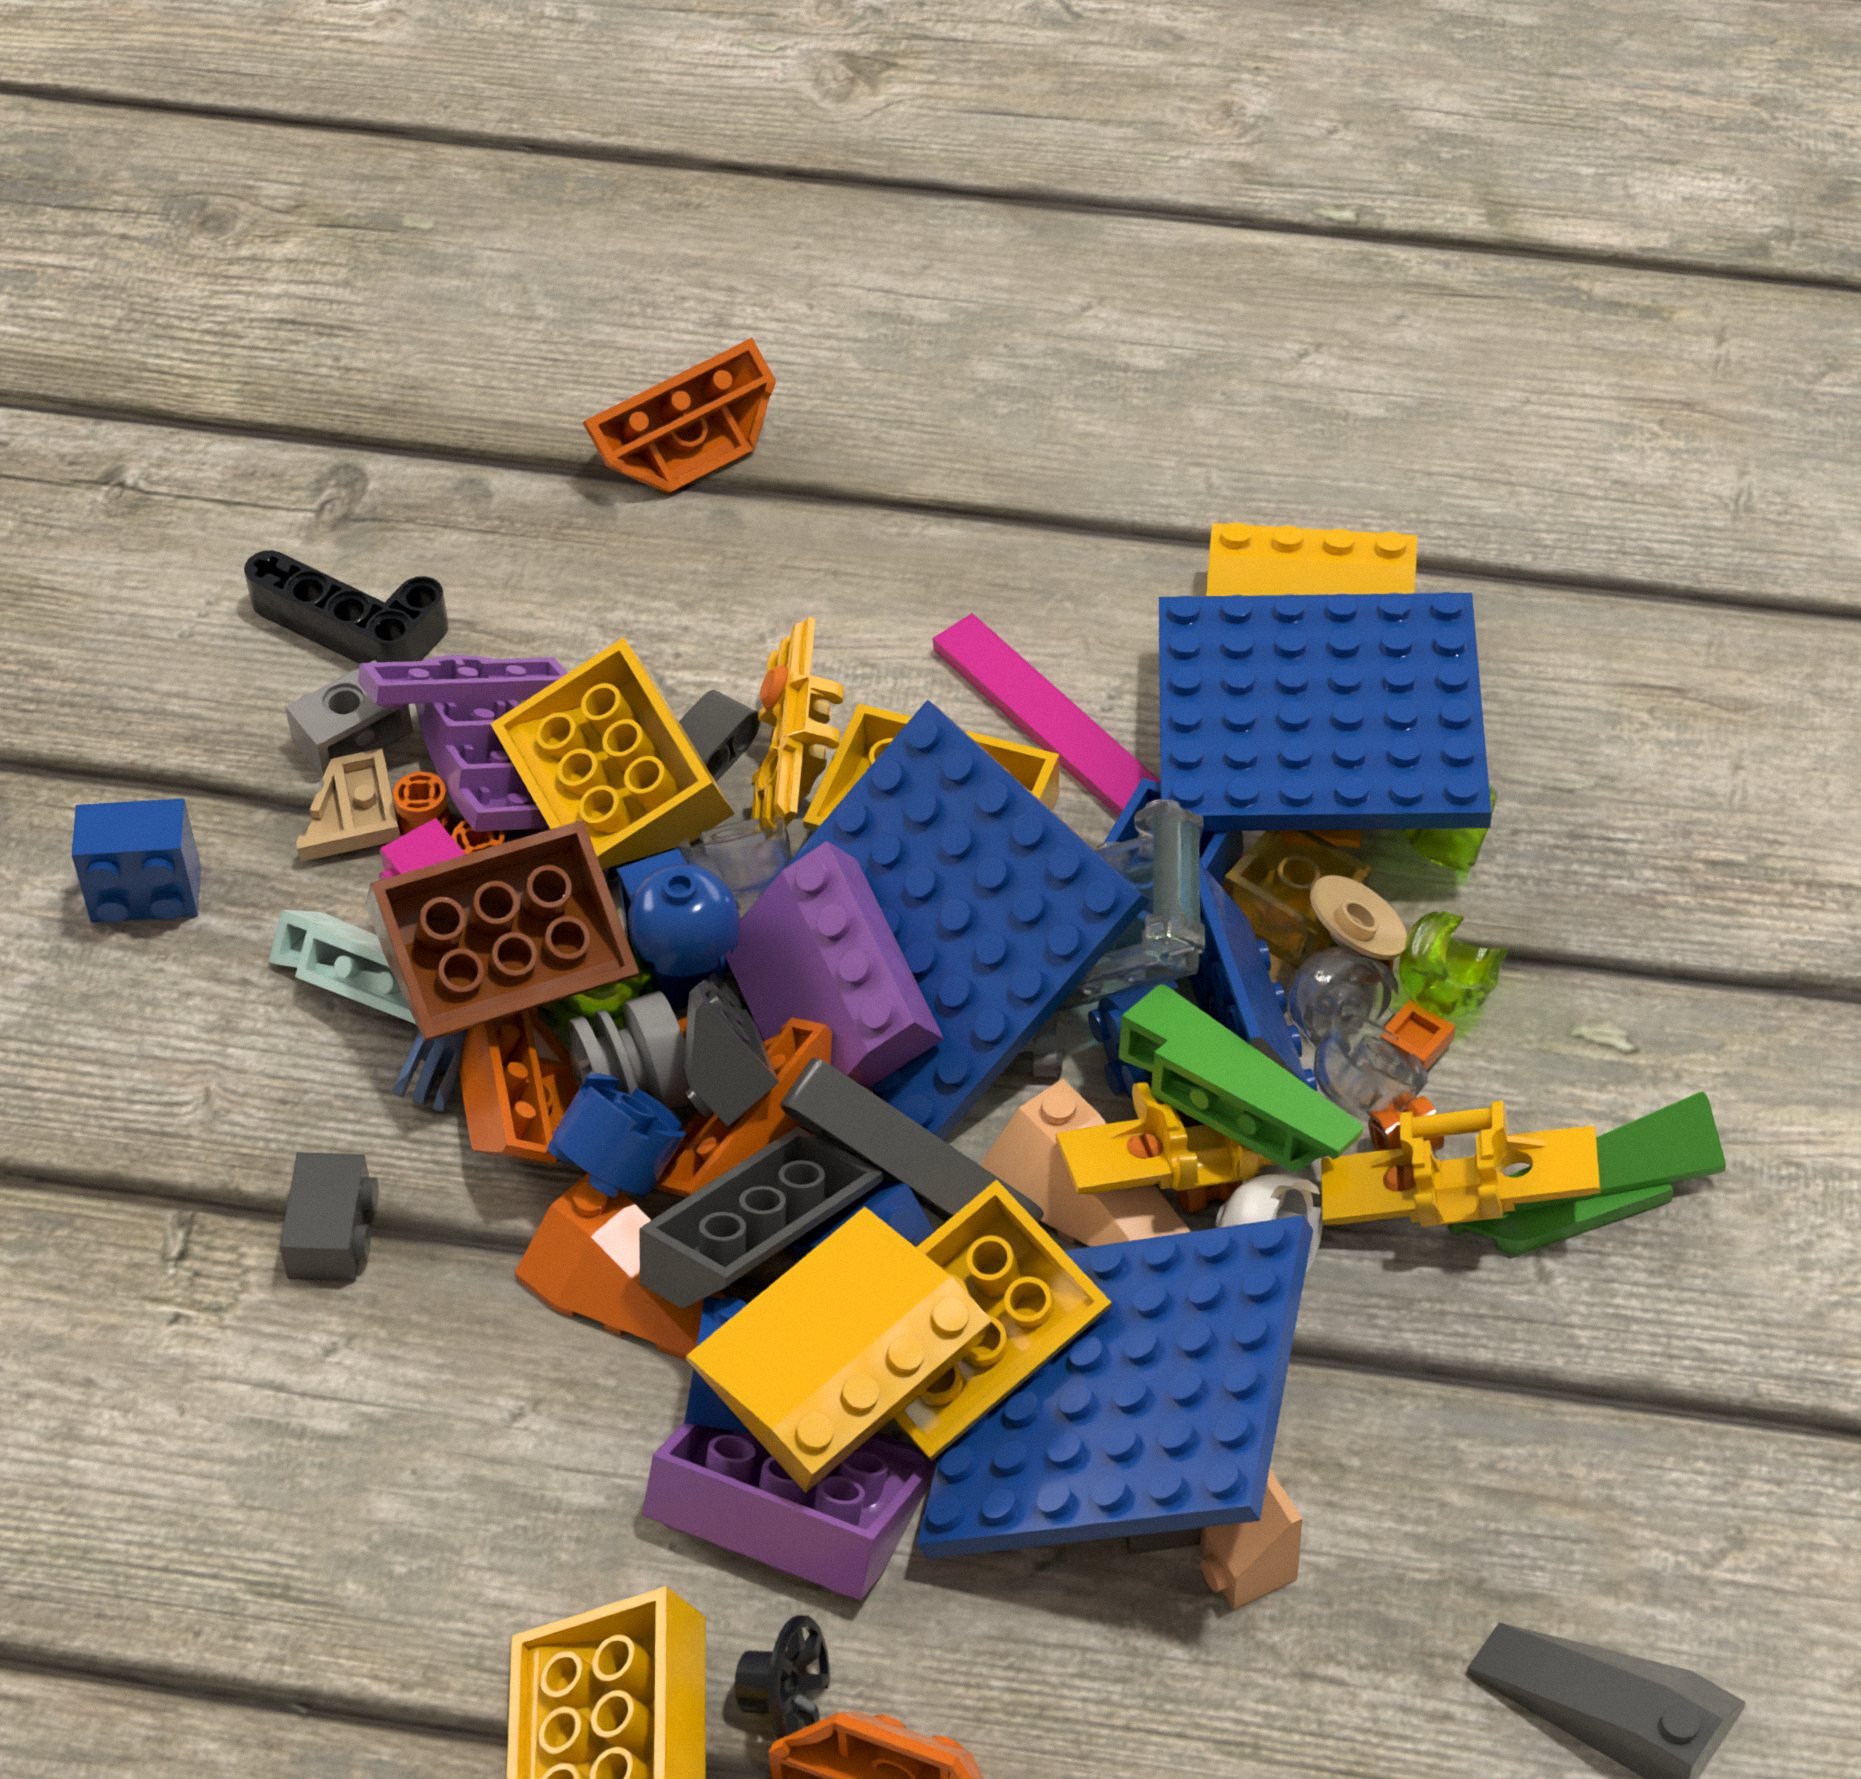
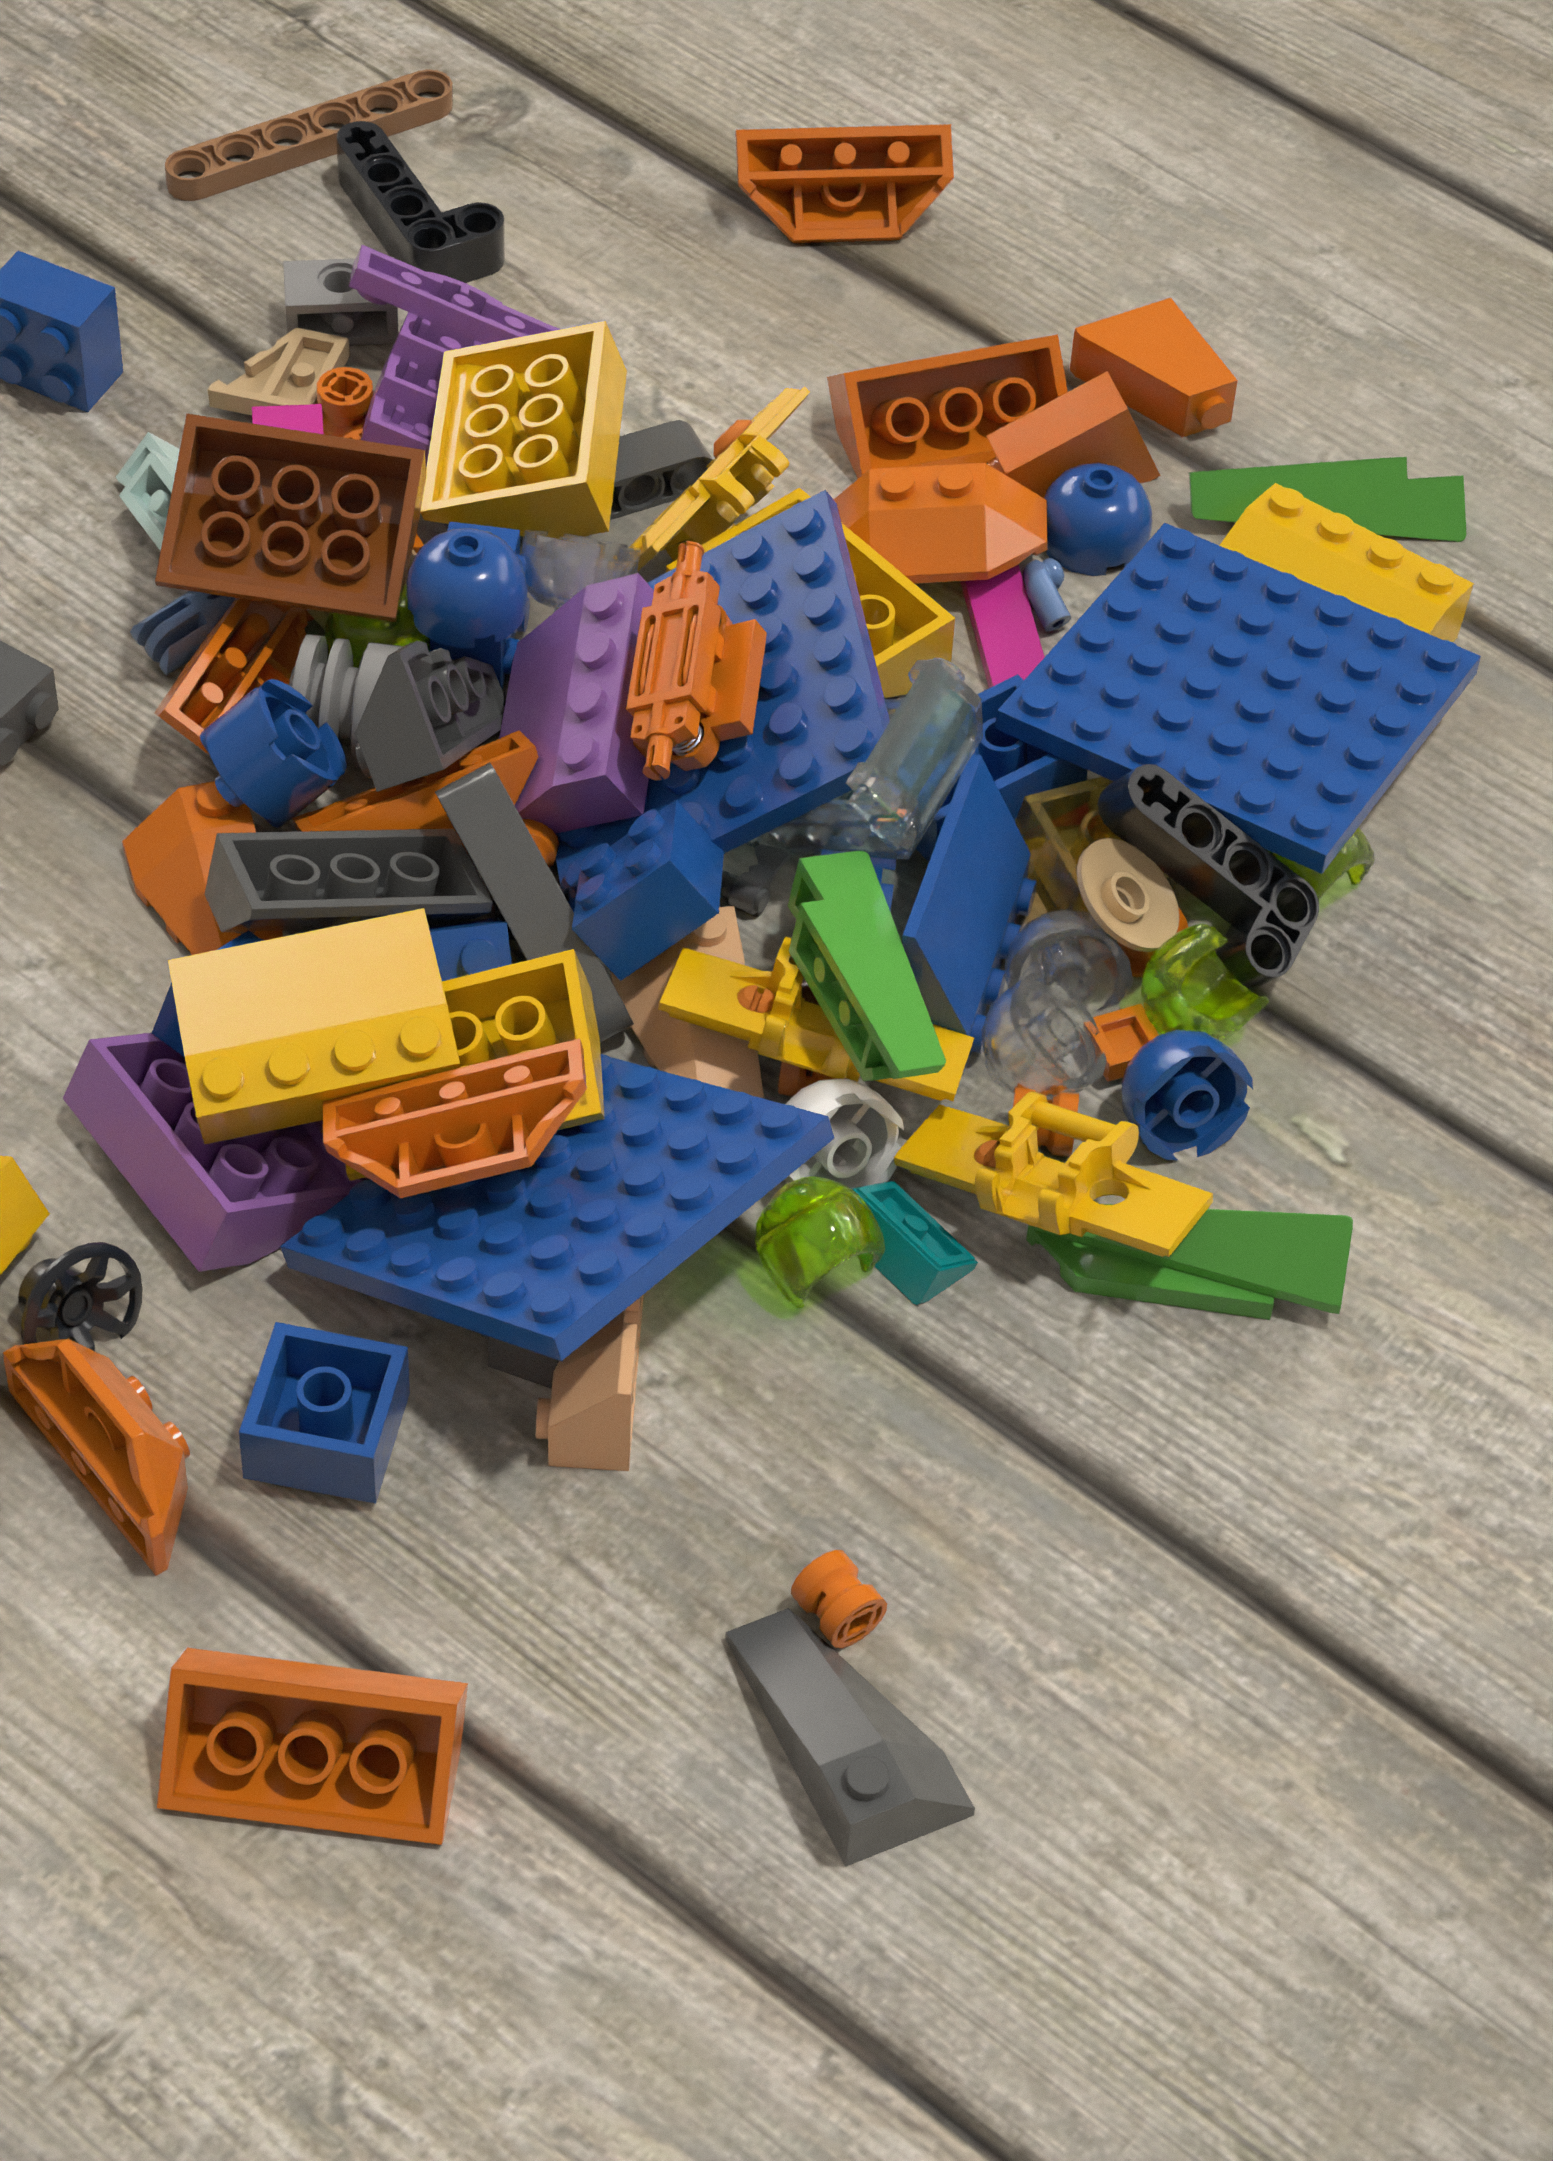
camera: 25 degrees right, 0 degrees up
(197, 578) = (307, 128): none -> medium nougat beam
(909, 578) = (942, 404): none -> orange slope
(928, 903) = (691, 671): none -> orange piece
(981, 675) = (945, 520): none -> orange wedge
(999, 1100) = (647, 889): none -> blue brick
(1023, 1368) = (457, 1121): none -> orange wedge
(1028, 565) = (1069, 431): none -> orange slope
(1041, 468) = (1158, 367): none -> orange slope
(1053, 1661) = (325, 1412): none -> blue brick
(1079, 689) = (1041, 585): none -> medium blue arm
(1083, 618) = (1096, 518): none -> blue cylinder
(1265, 495) = (1365, 490): none -> bright green wedge
(1325, 1319) = (810, 1231): none -> clear neon green piece
(1366, 1283) = (918, 1251): none -> teal slope
(1405, 859) = (1155, 811): none -> black beam
(1495, 1052) = (1185, 1093): none -> blue cylinder
(1536, 1594) = (838, 1598): none -> orange wheel

